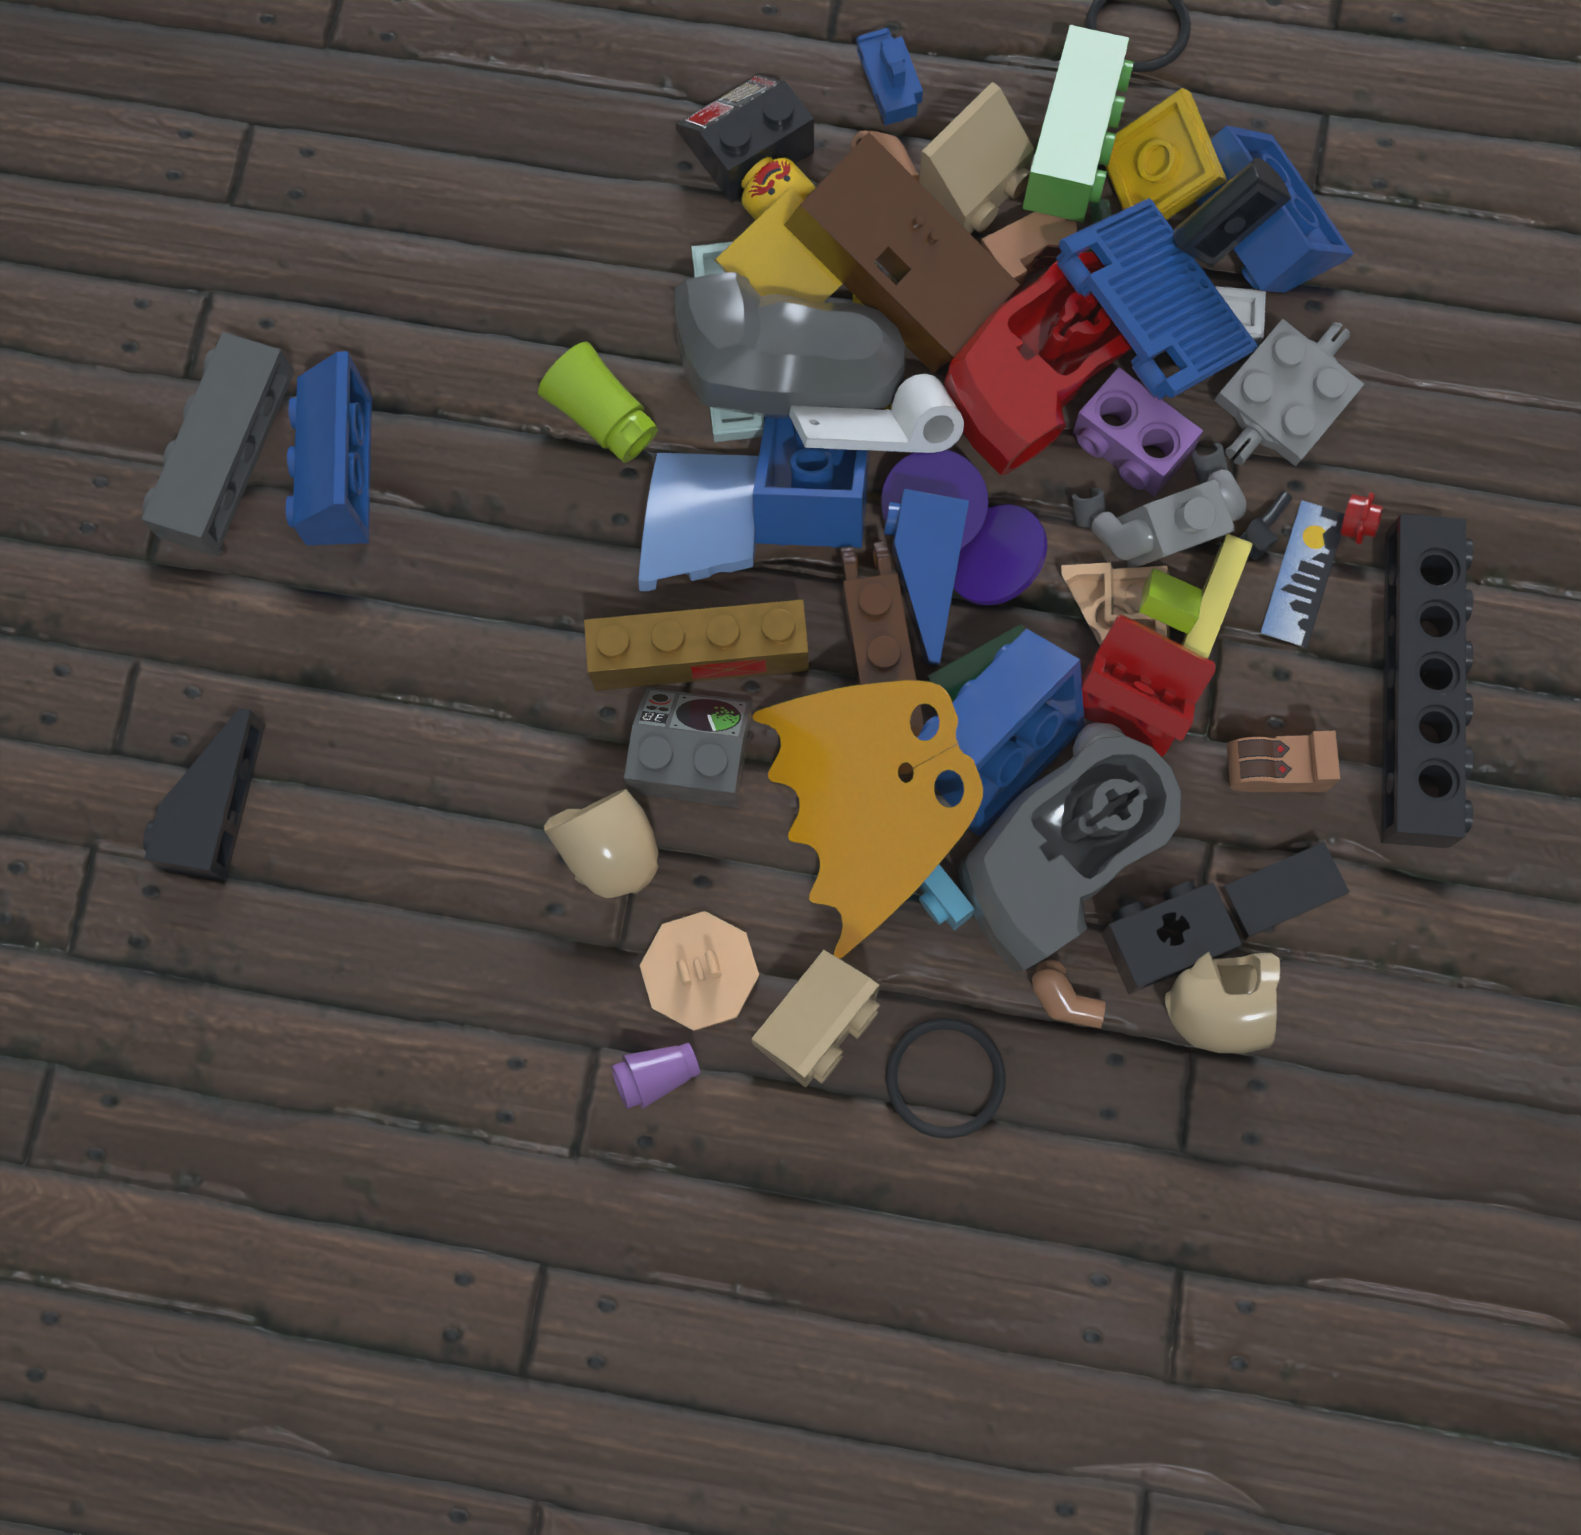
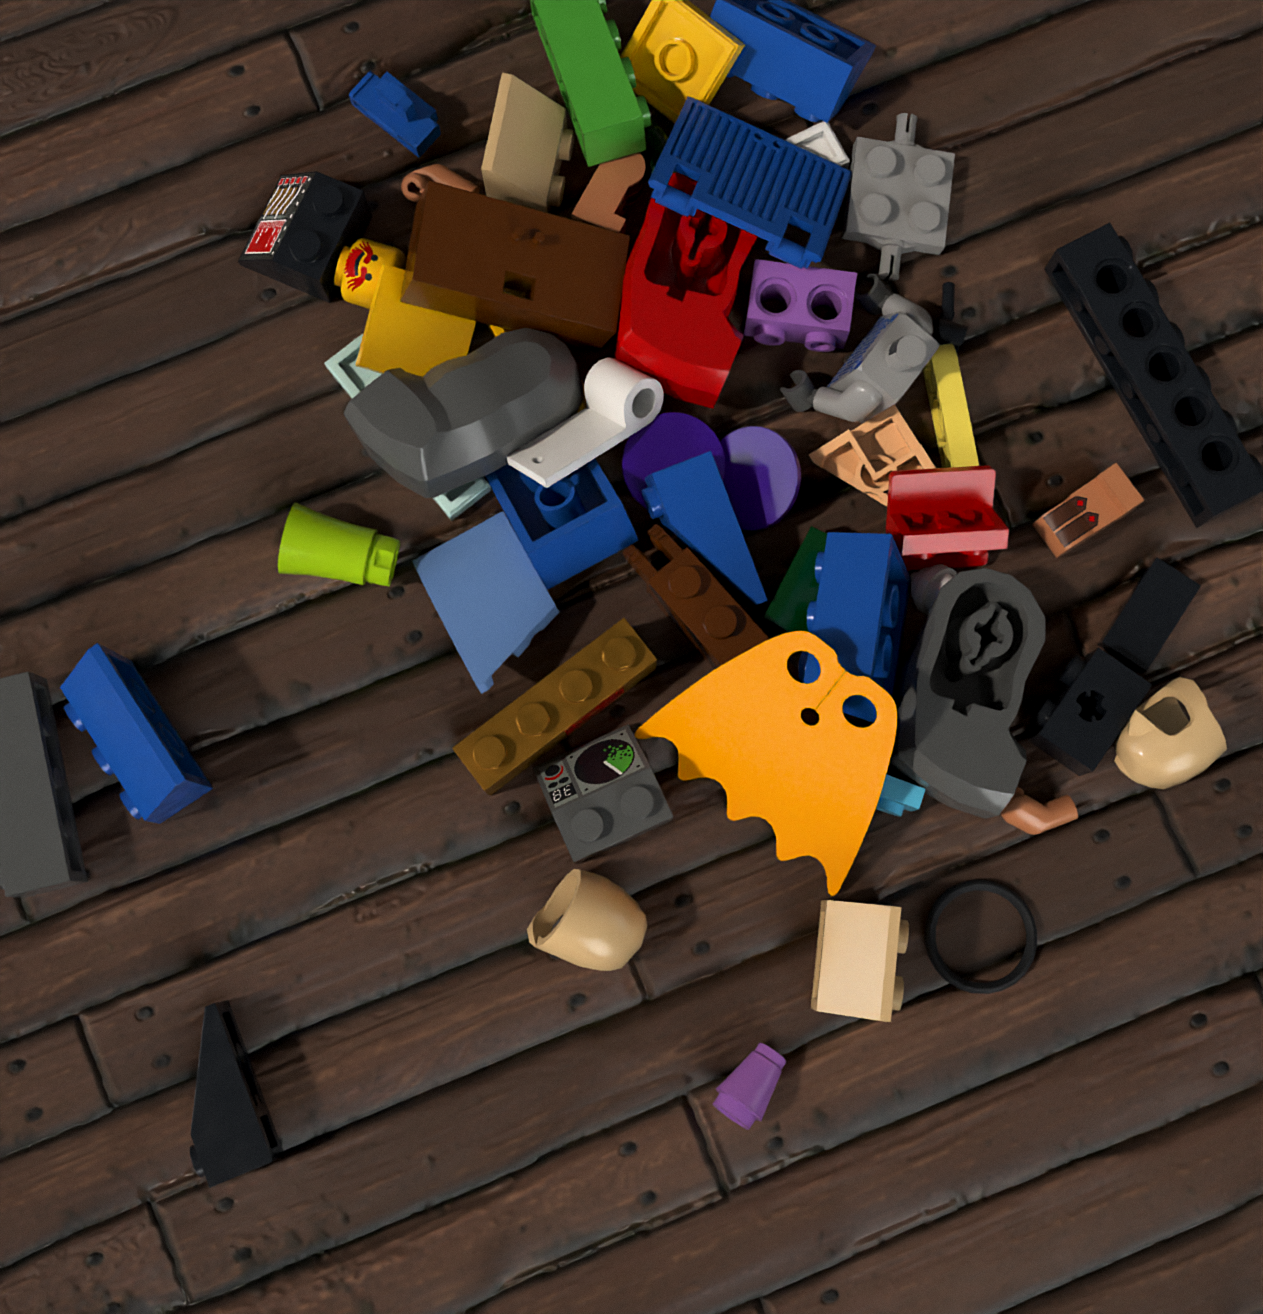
camera: 35 degrees left, 5 degrees up
(699, 971) = (729, 976): light nougat piece -> none
(1171, 601) = (920, 433): lime tile -> none
(1232, 213) = (768, 71): black brick -> none
(1303, 574) = (1001, 342): sticker -> none
(1361, 518) = (1022, 268): red plate -> none

